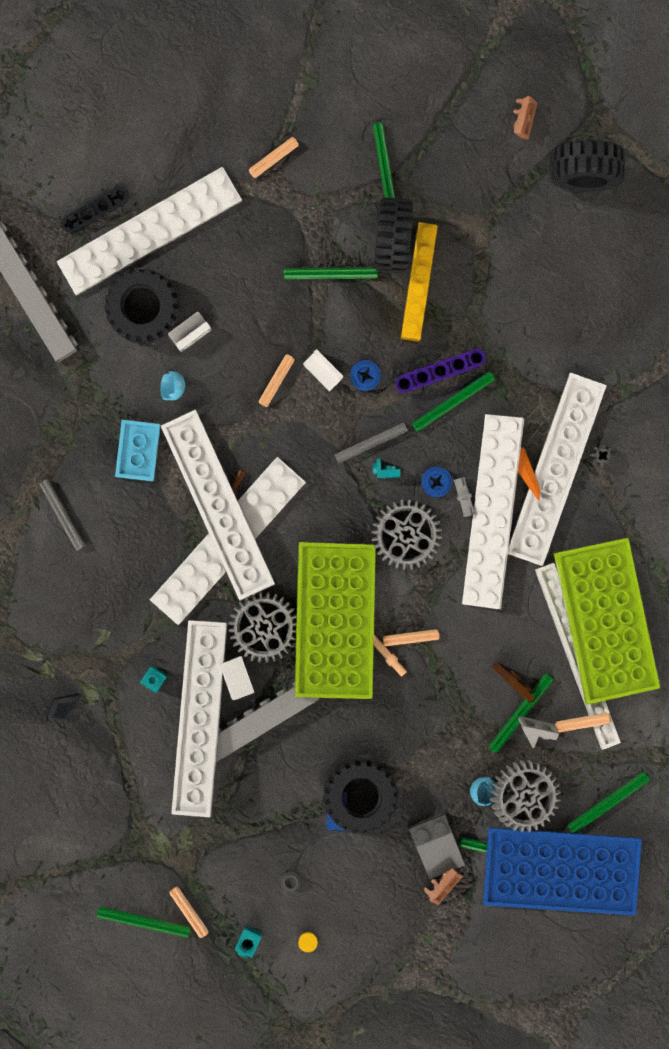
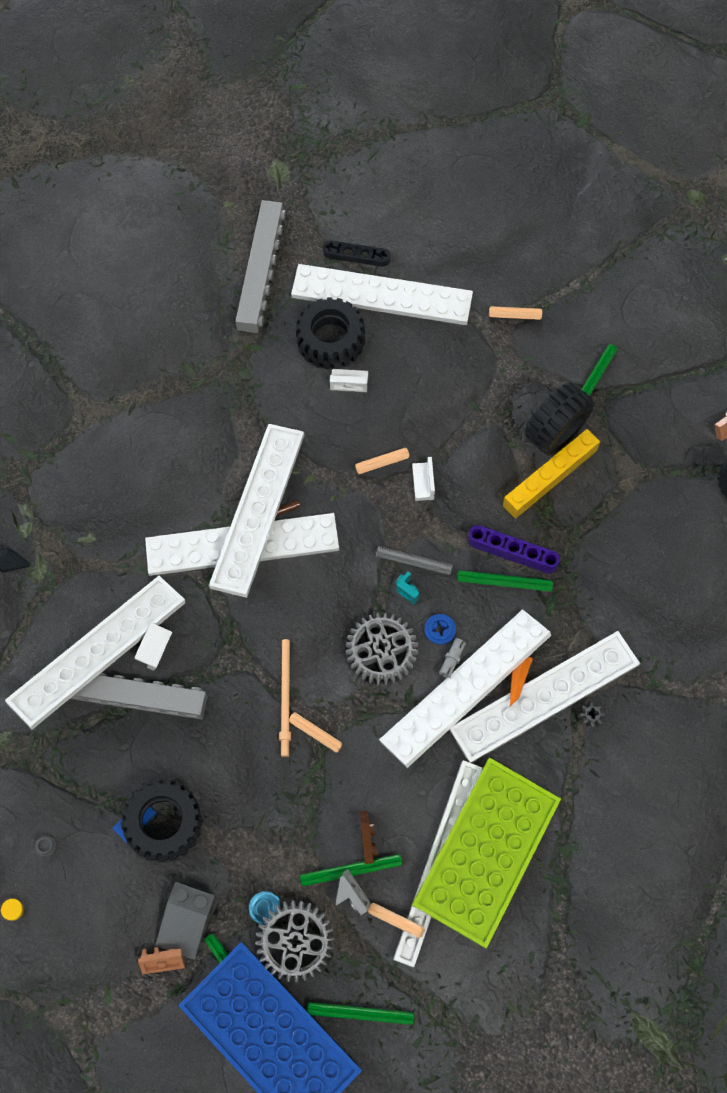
camera: 45 degrees right, 20 degrees down
(56, 505) = (140, 430): light grey axle -> none
(137, 450) = (236, 428): medium azure plate -> none
(154, 679) = (93, 596): teal brick -> none
(172, 386) = (303, 404): medium azure hair -> none
(246, 645) = (206, 619): light grey gear -> none
(330, 273) = (489, 419): green axle -> none
(335, 620) = (266, 666): lime plate -> none
(374, 372) = (454, 501): blue gear -> none

